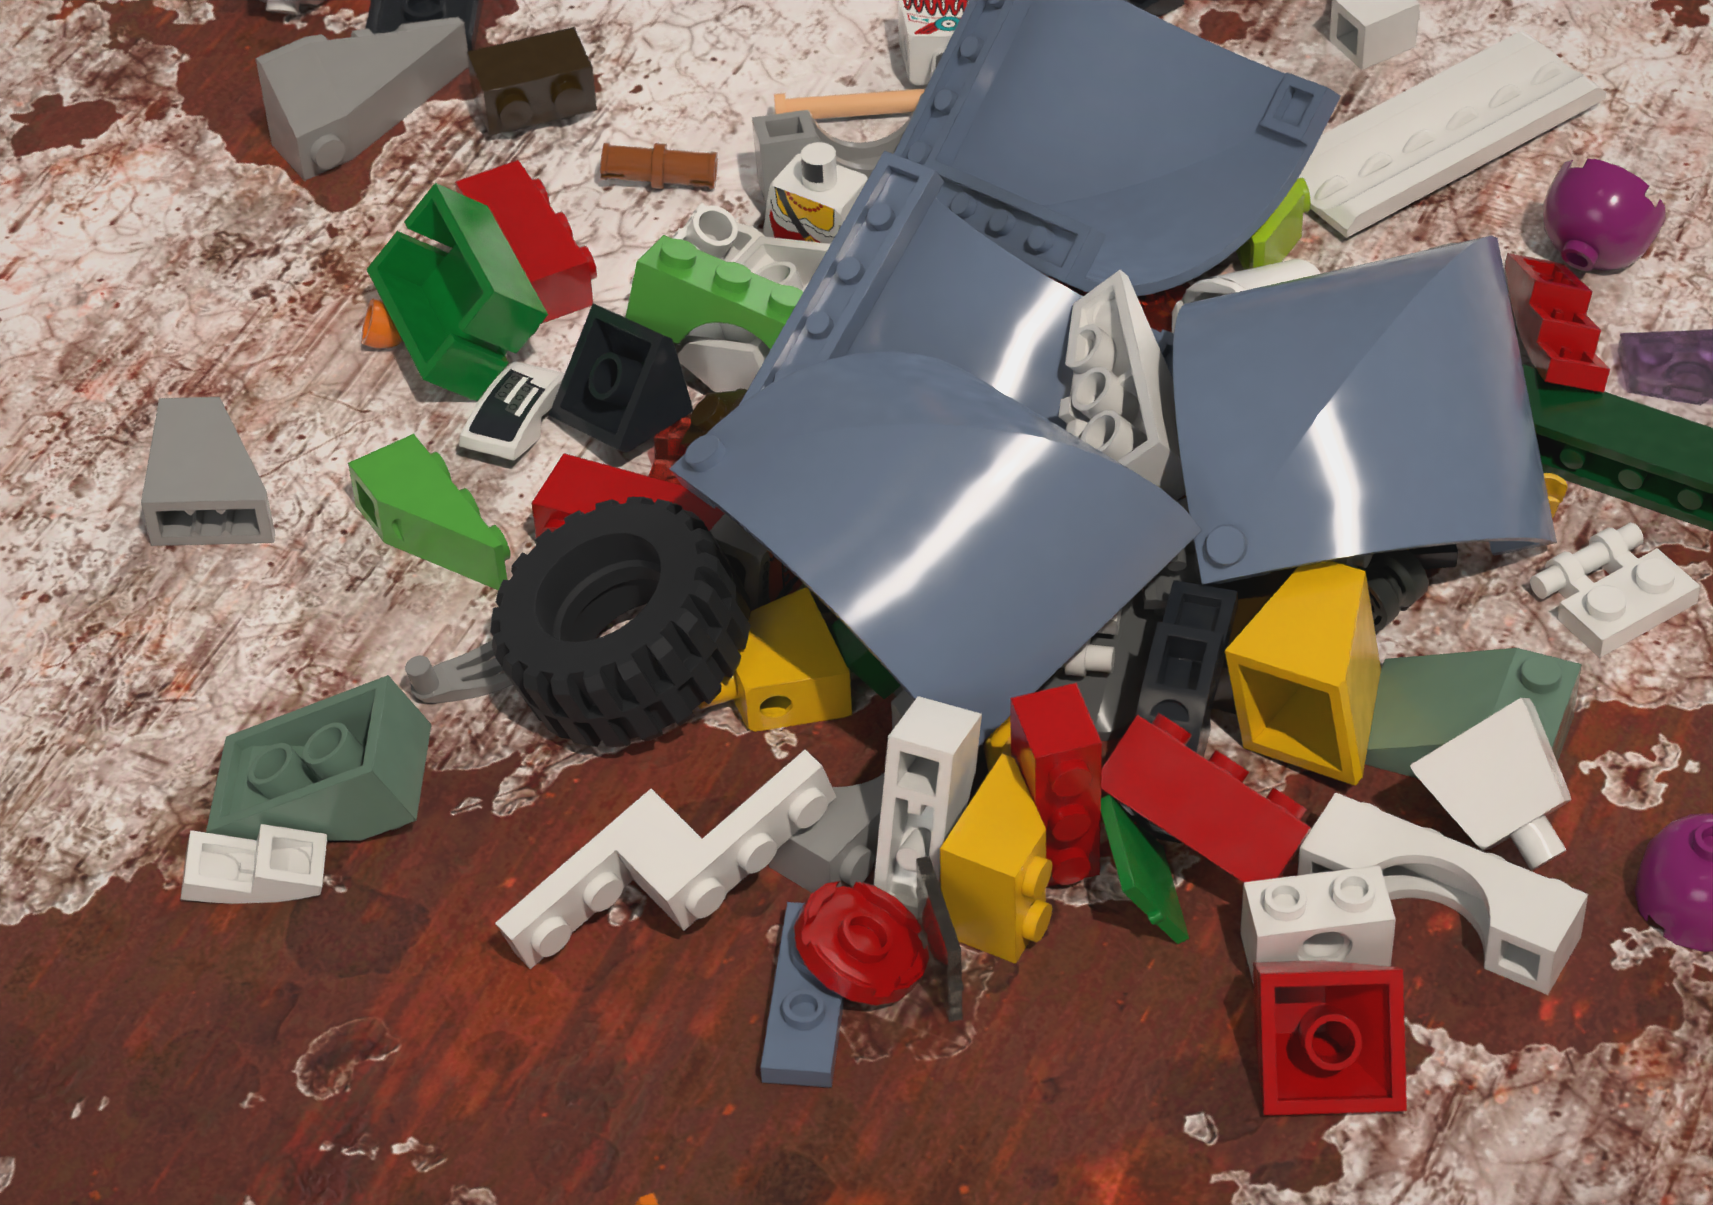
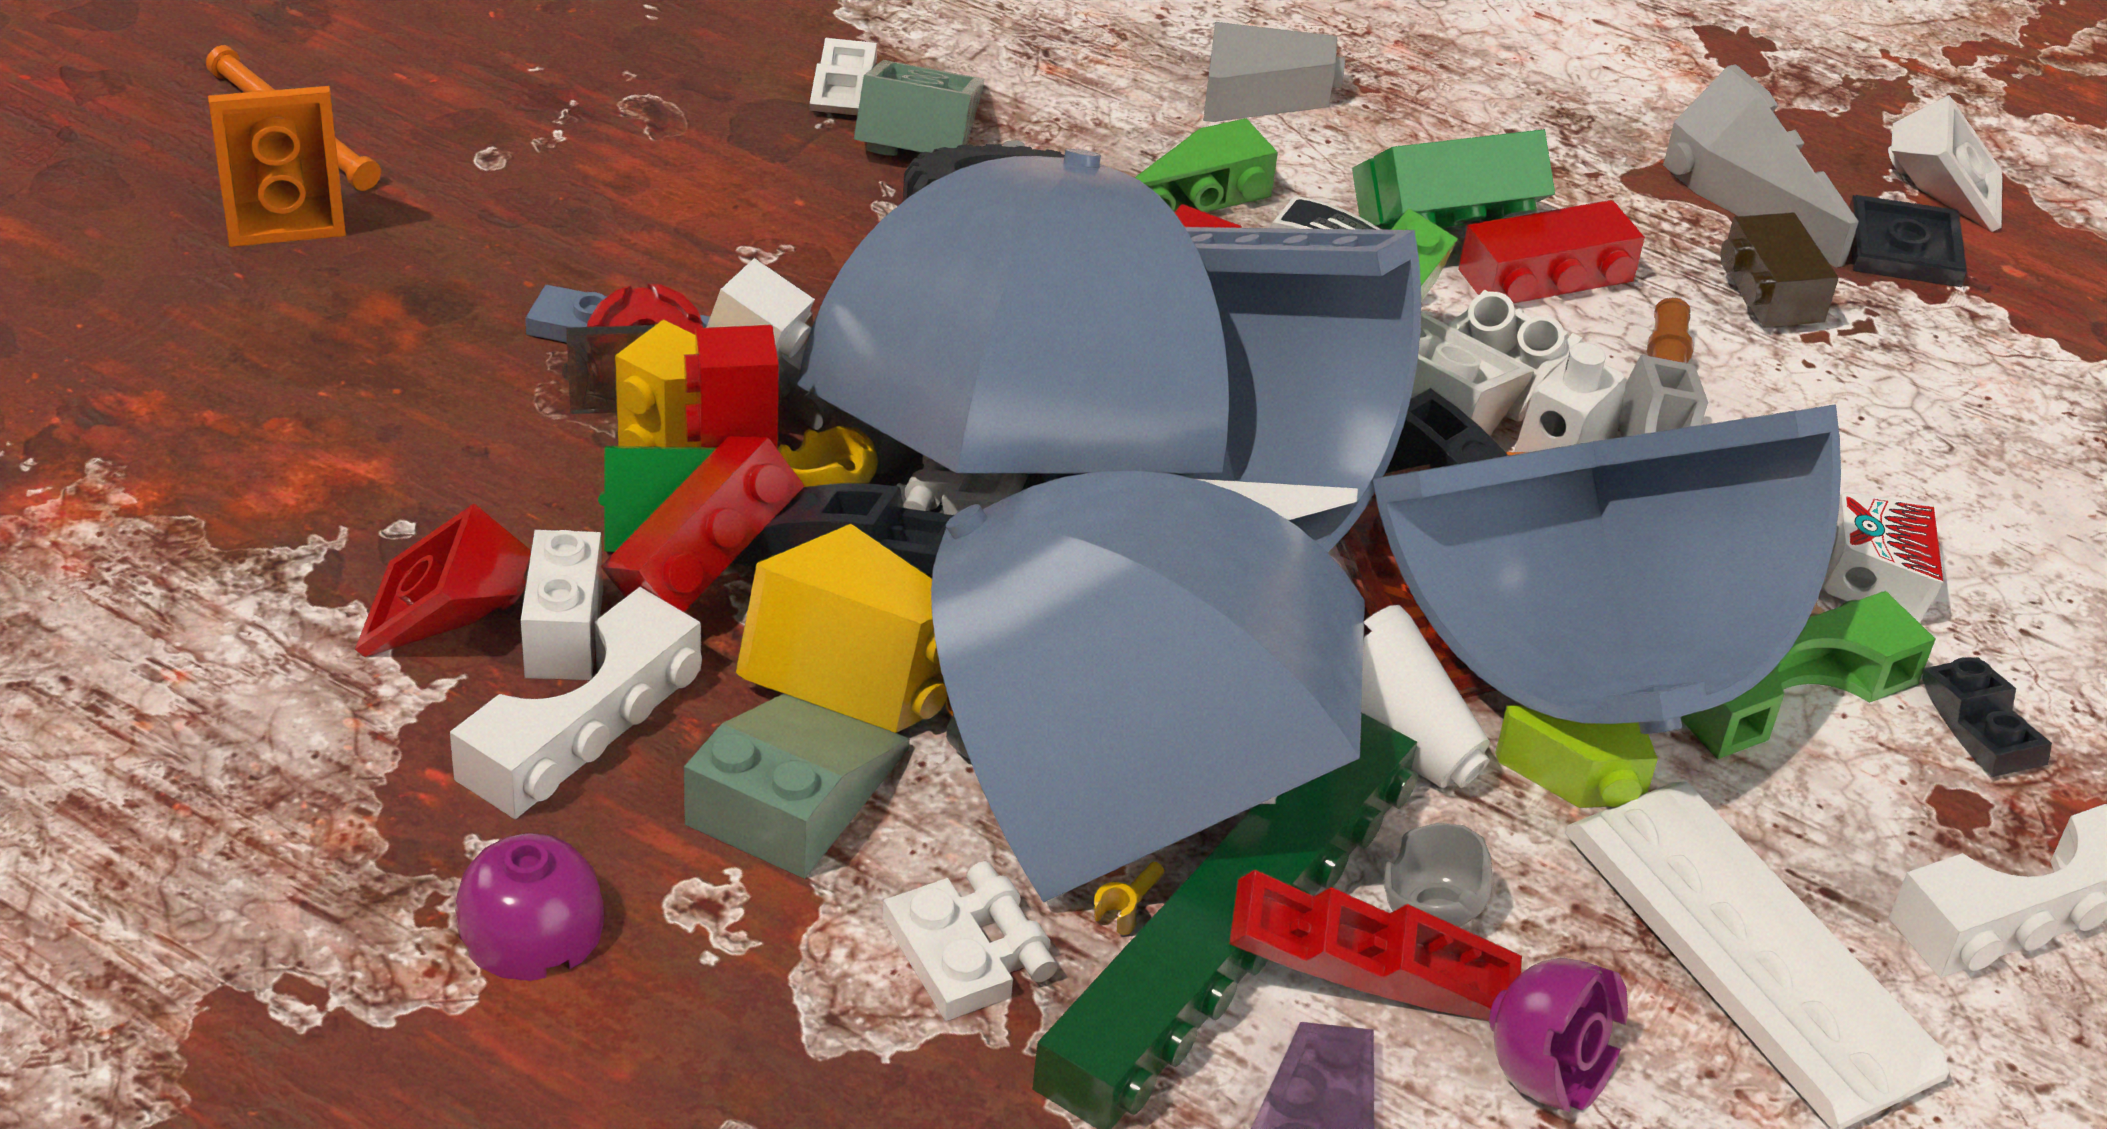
camera: 90 degrees right, 5 degrees down
(667, 860) = (742, 218): white bracket -> none
(1501, 782) = (674, 704): white torso -> none

